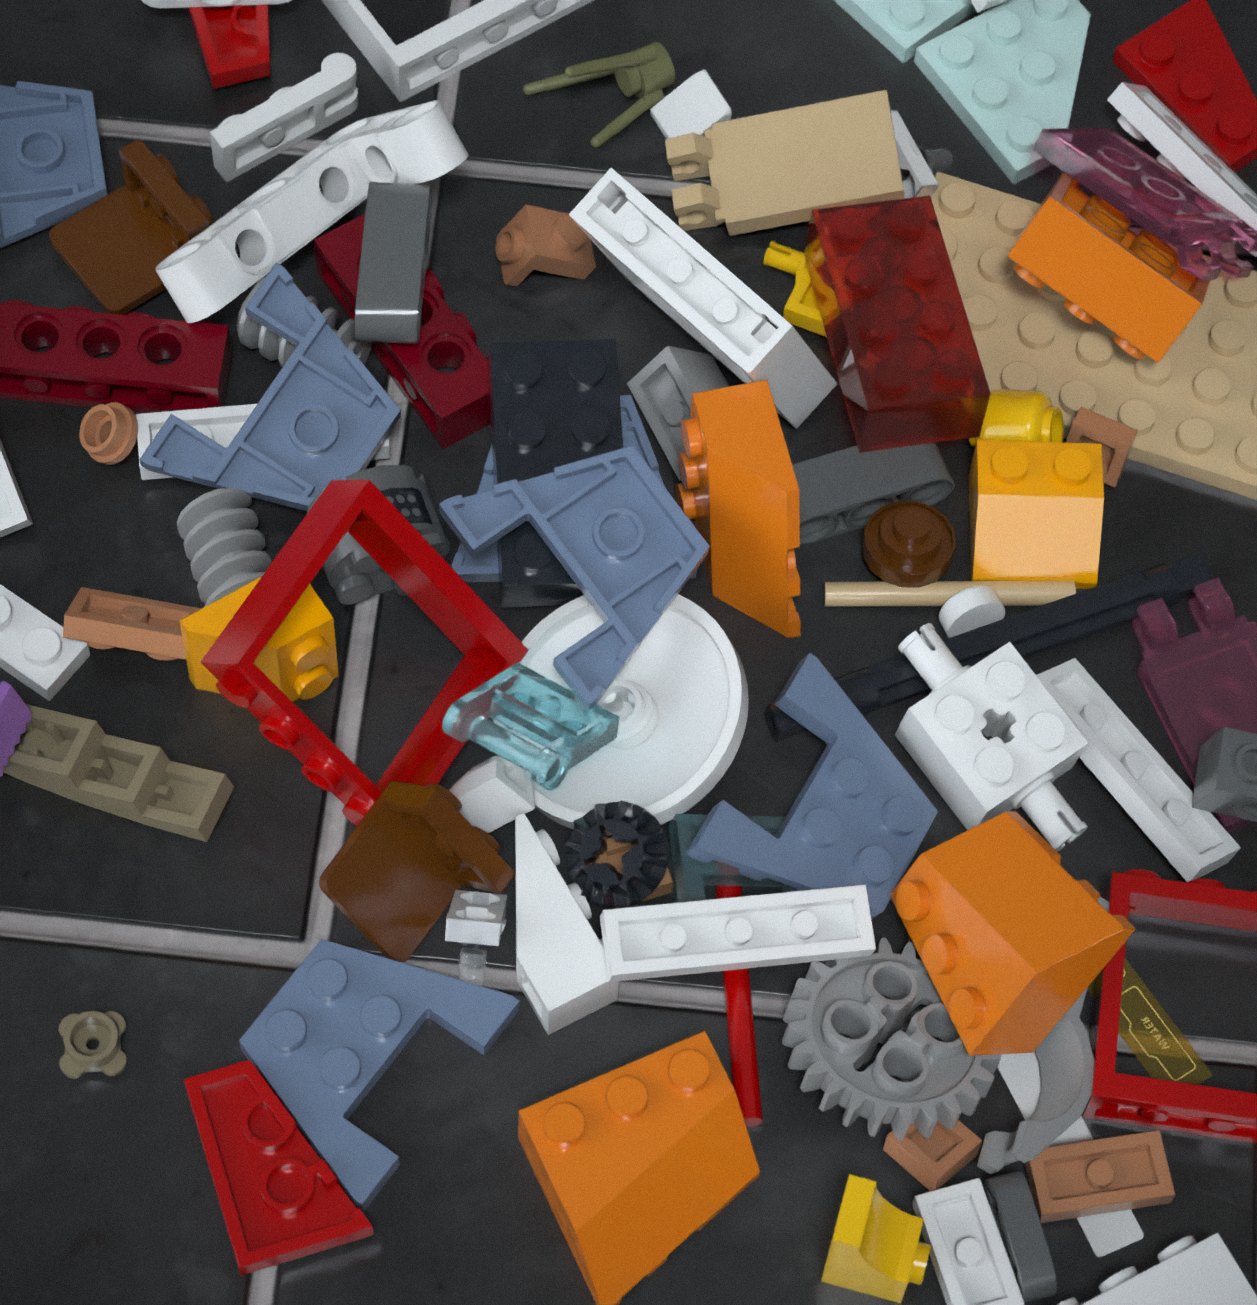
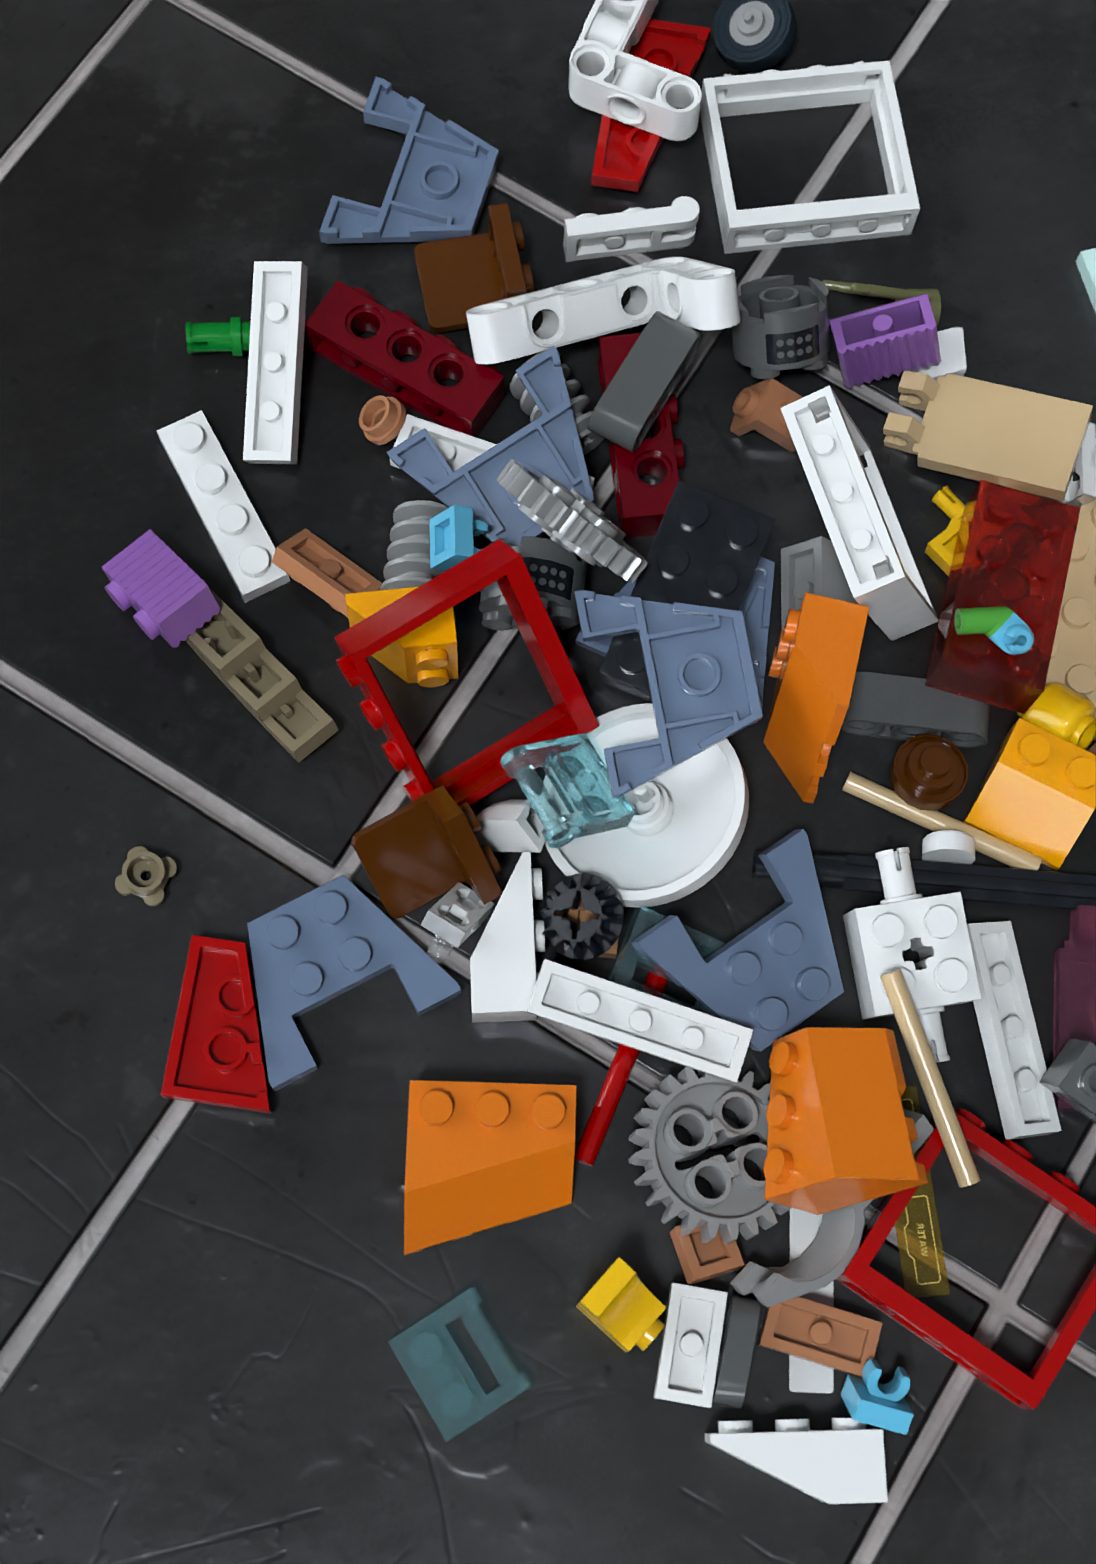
camera: 25 degrees right, 10 degrees up
(266, 514) = (453, 536): none -> medium azure tile
(398, 430) = (572, 521): none -> light grey gear
(512, 146) = (782, 326): none -> dark grey brick
(630, 114) = (886, 340): none -> medium lavender brick
(909, 343) = (998, 624): none -> arm
(1078, 845) = (930, 1078): none -> tan bar
(1197, 1212) = (876, 1402): none -> medium azure tile

